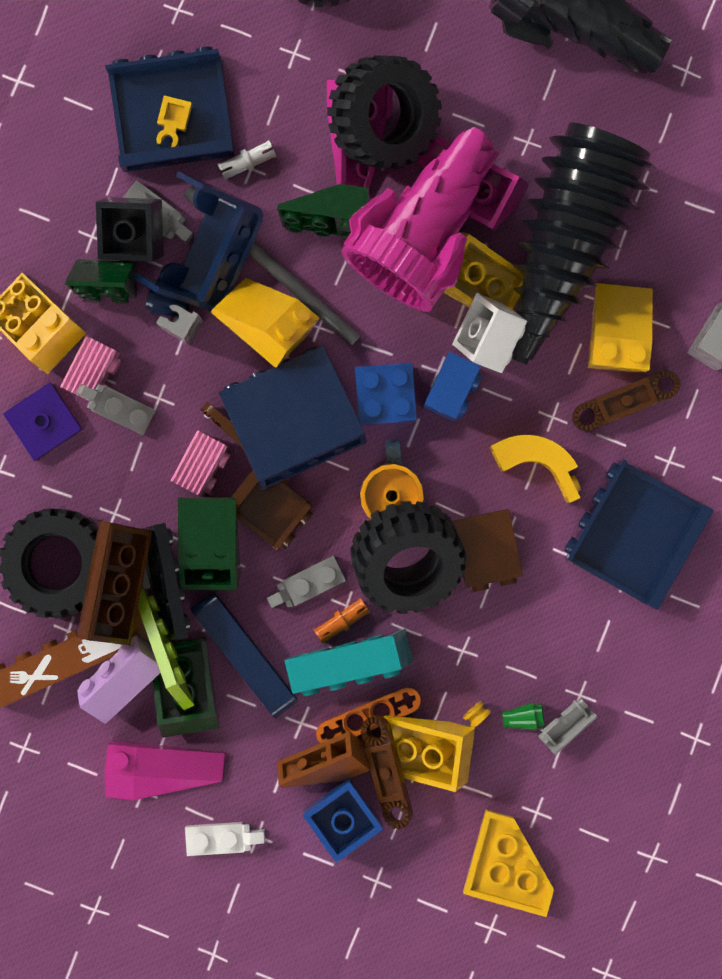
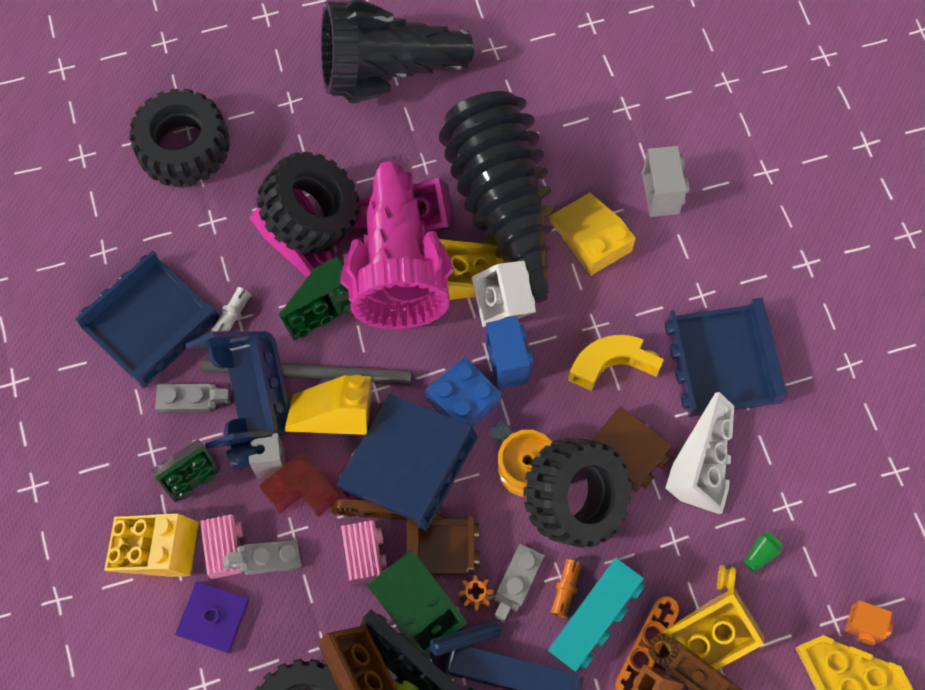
camera: 40 degrees left, 20 degrees down
(129, 229) = (177, 417): black brick -> none
(173, 117) = (153, 321): yellow plate -> none
(193, 360) = (297, 480): none -> clear red brick
(226, 600) = (465, 638): none -> dark blue axle
(257, 569) = (469, 597): none -> orange gear
(536, 609) = (701, 465): none -> white wedge
(559, 838) = (869, 623): none -> orange brick
(568, 726) = (799, 532): light grey hinge -> none
(626, 400) = (636, 275): reddish brown plate -> none

